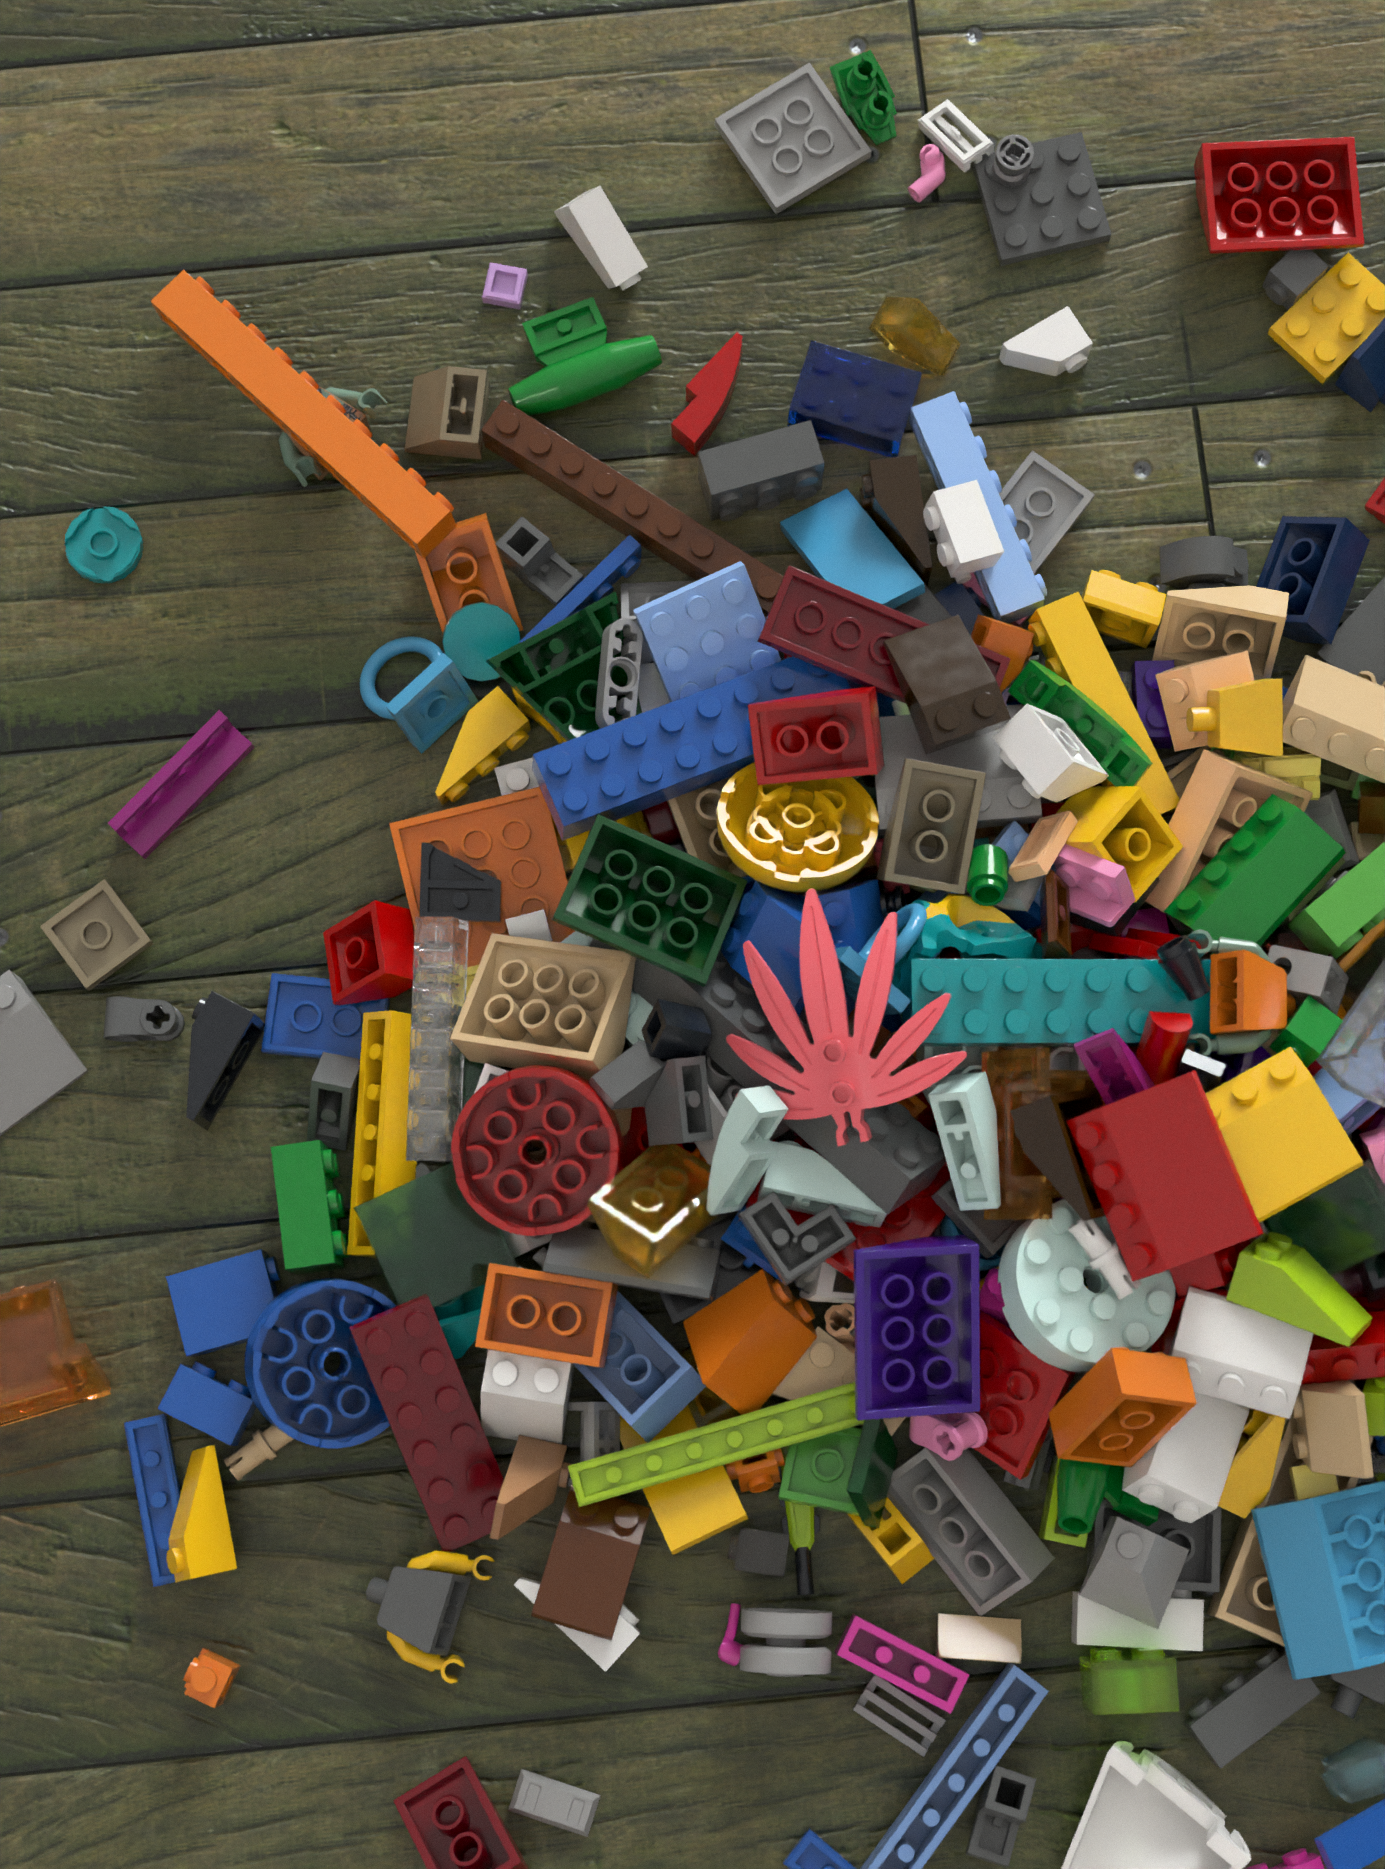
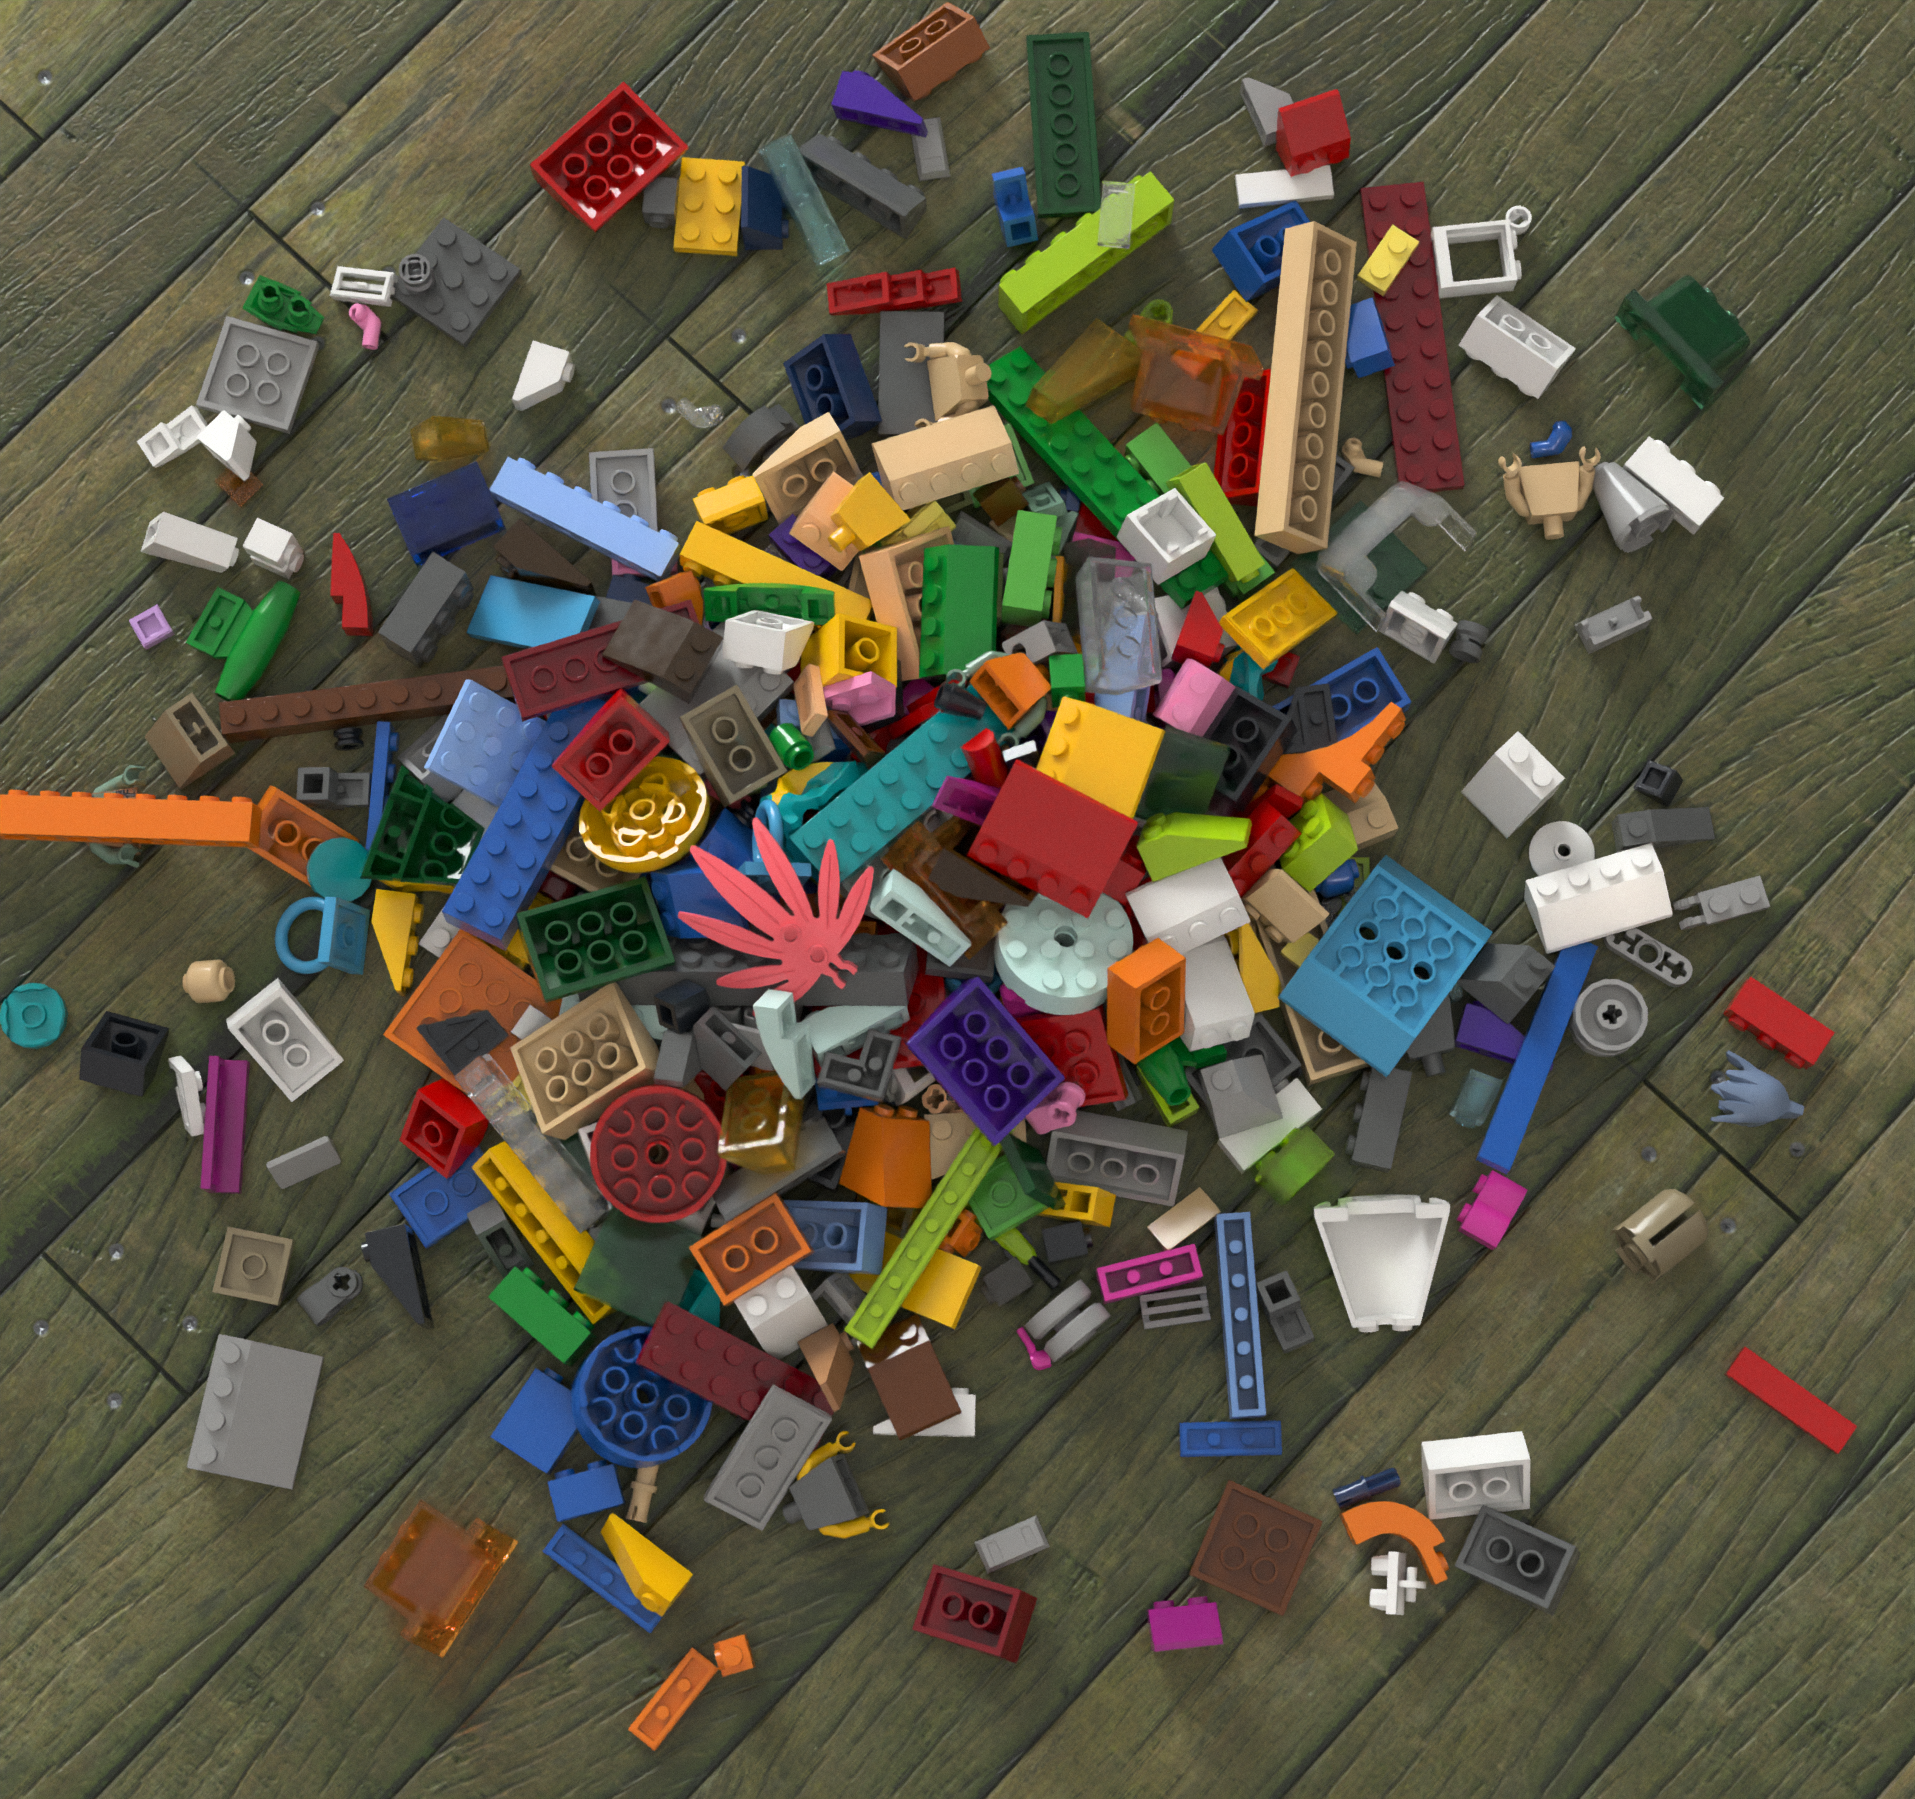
camera: 40 degrees left, 0 degrees up
(122, 1667) = (673, 1698): none -> orange tile
(149, 644) = (123, 1053): none -> black slope
(179, 721) = (189, 1084): none -> white wing
(222, 879) = (304, 1162): none -> light grey slope
(280, 643) = (209, 981): none -> tan head
(299, 752) = (284, 1040): none -> white slope
(397, 1520) = (767, 1457): none -> light grey tile
(591, 530) = (348, 739): none -> black bush
(610, 647) = (452, 803): light grey beam -> none
(671, 136) = (173, 439): none -> white slope
(671, 302) = (274, 549): none -> white brick
(692, 221) = (236, 488): none -> clear orange slope
(715, 177) = (230, 443): none -> white slope
(849, 1562) = (1066, 1242): none -> black brick
(963, 530) = (590, 542): white brick -> none
(1104, 1256) = (1058, 918): white pin -> none
(1162, 502) = (700, 417): none -> clear arm

